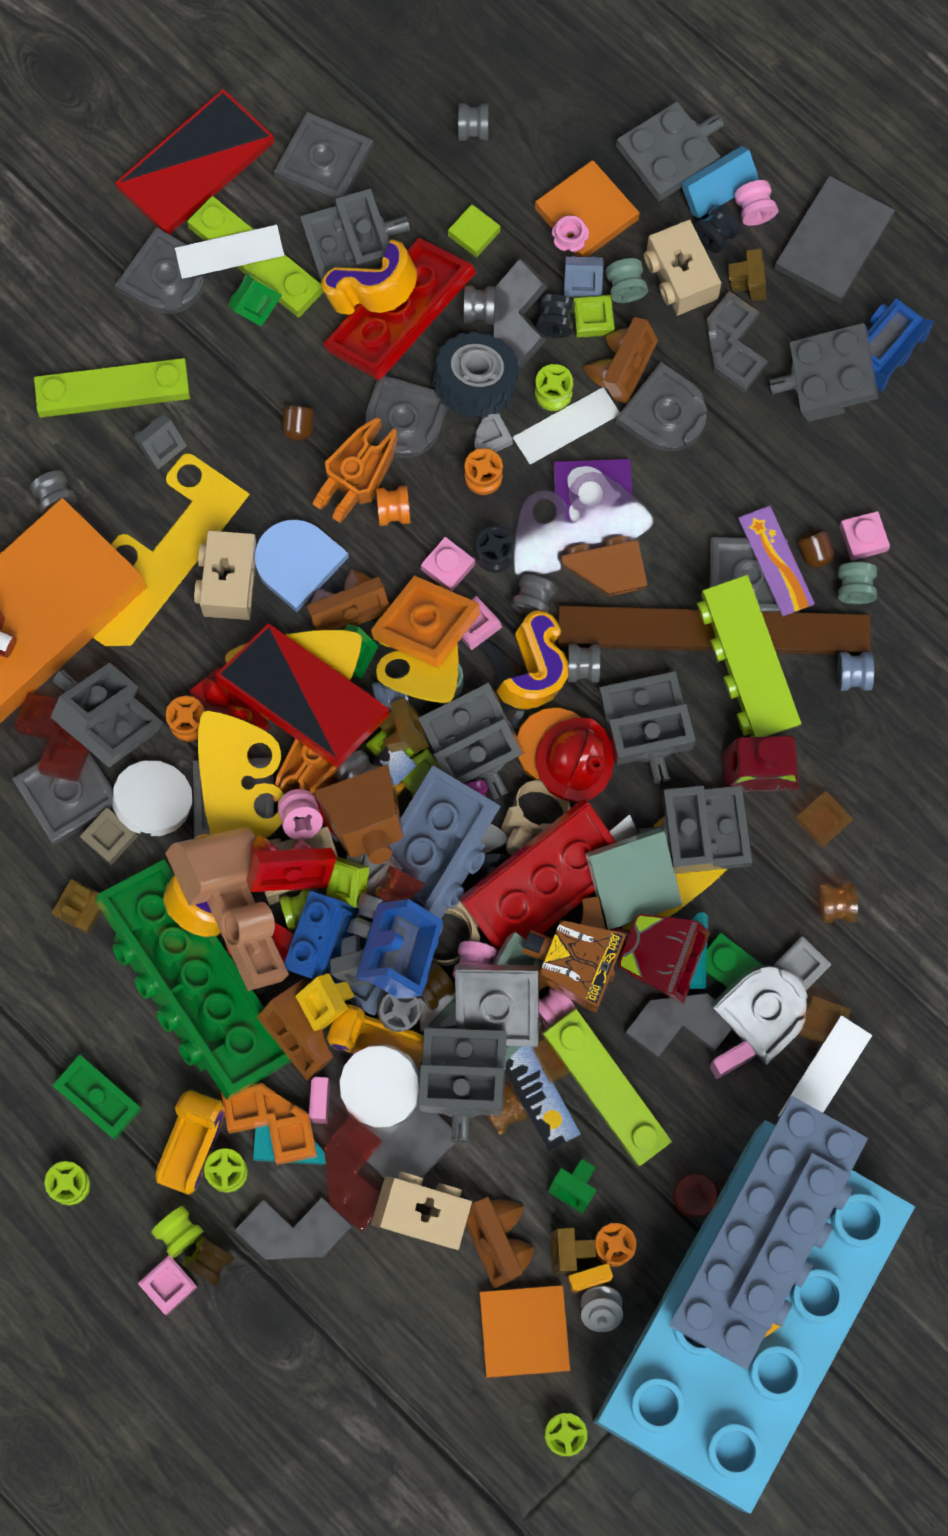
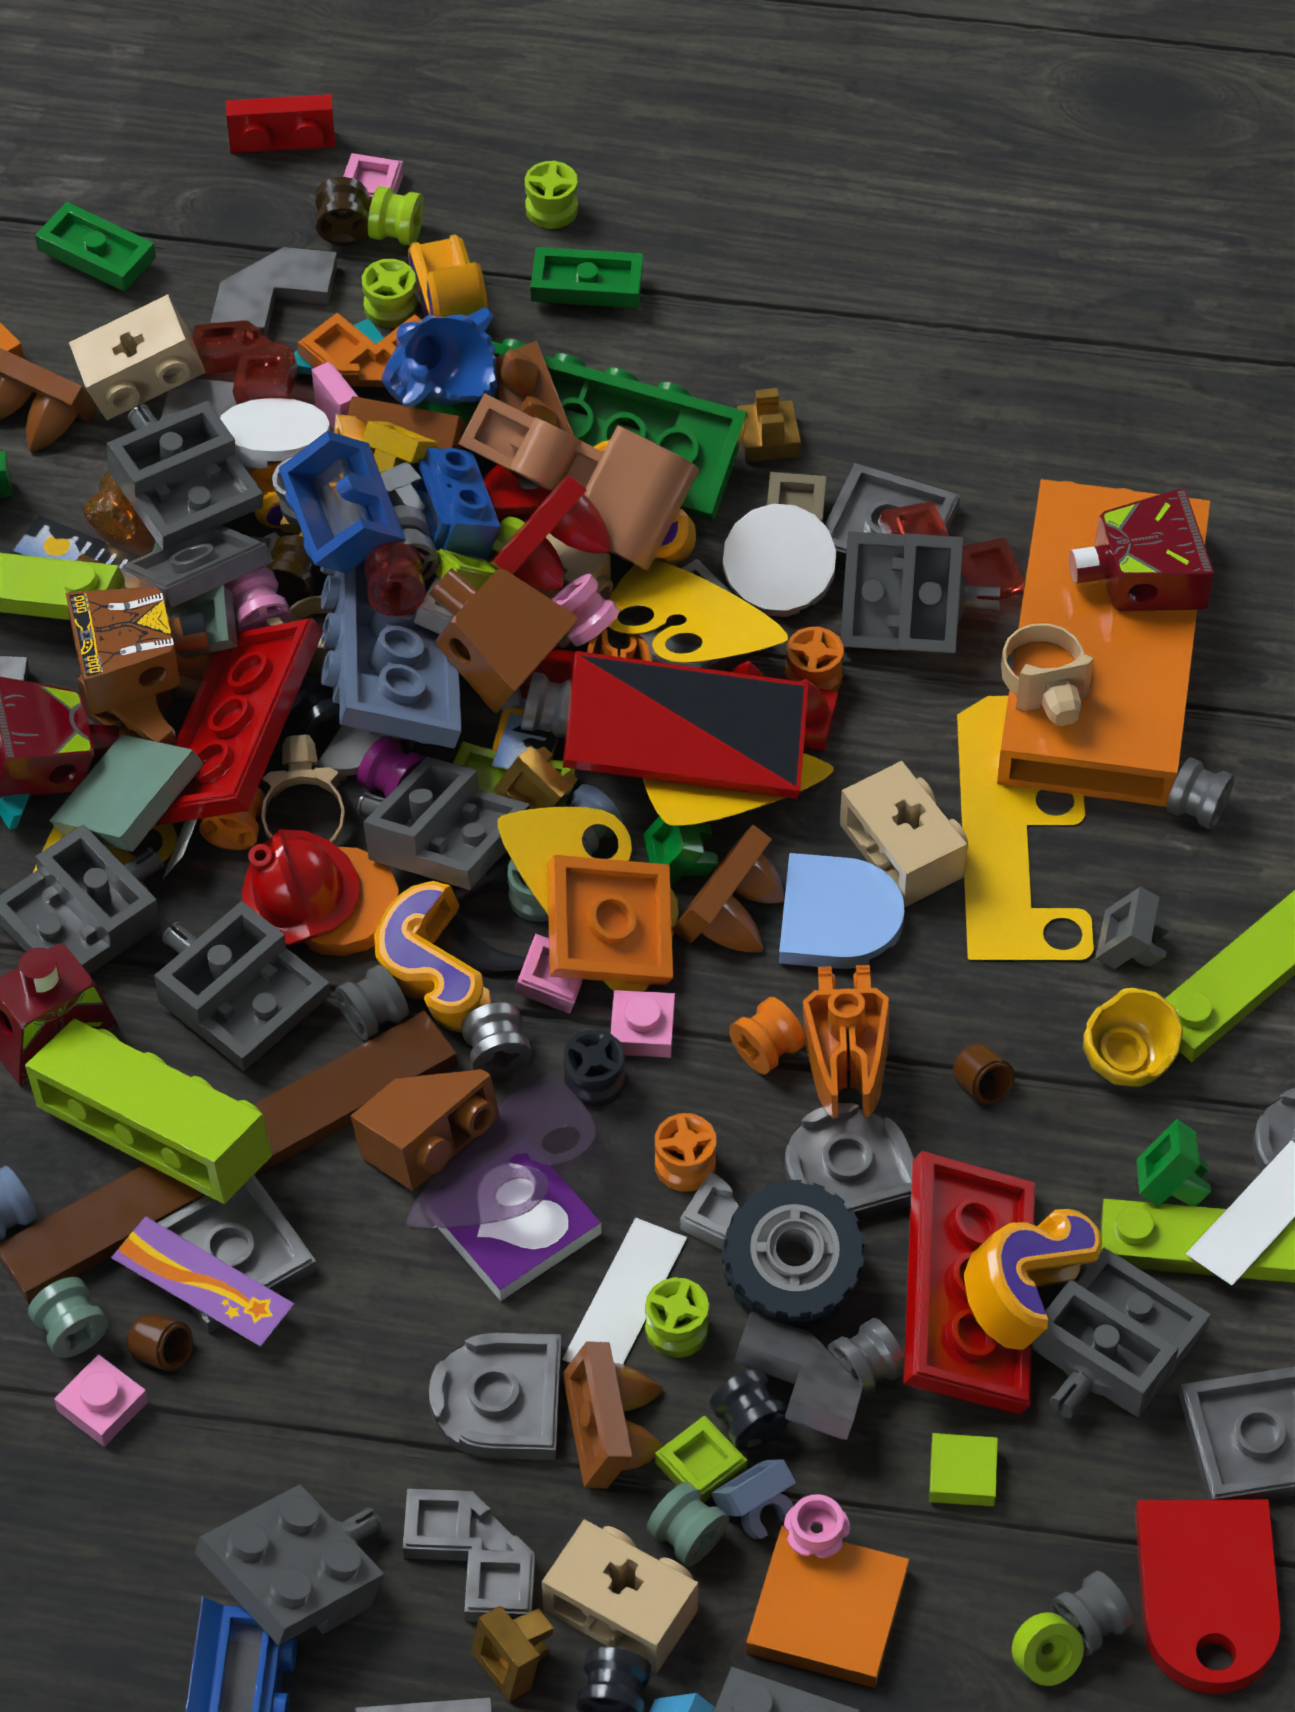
camera: 145 degrees right, 20 degrees down
(89, 573) = (1054, 688): none -> tan piece
(179, 1357) = (280, 123): none -> red plate
(213, 377) = (1133, 1037): none -> yellow hair
(213, 997) = (529, 386): none -> dark orange tile
(251, 1046) = (443, 360): none -> blue hair
(381, 1345) = (95, 246): none -> green plate
(405, 109) = (1208, 1583): none -> red tile
(506, 122) = (1047, 1649): none -> lime tile

